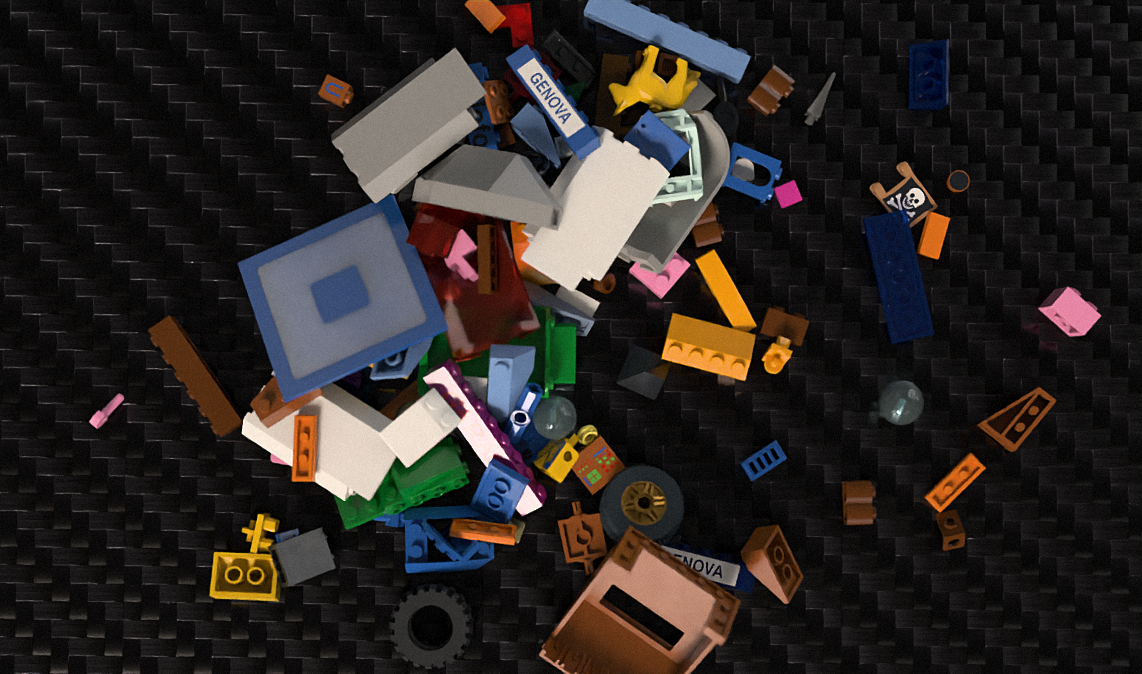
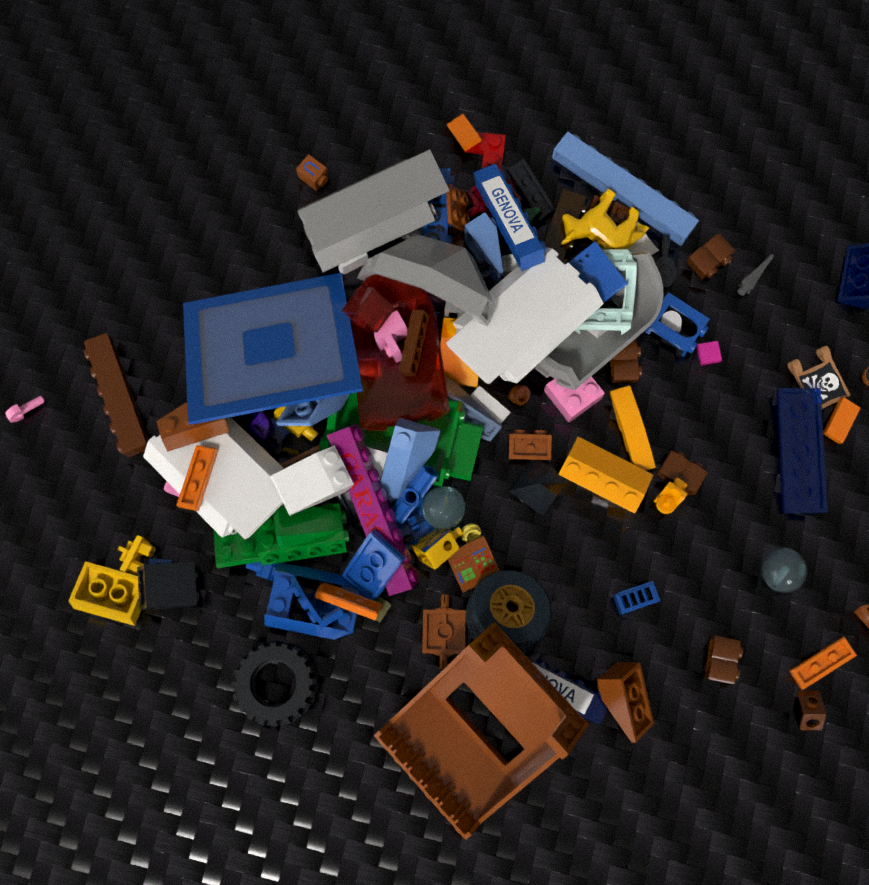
camera: 15 degrees right, 10 degrees down
(626, 333) = (530, 446): none -> dark orange bracket

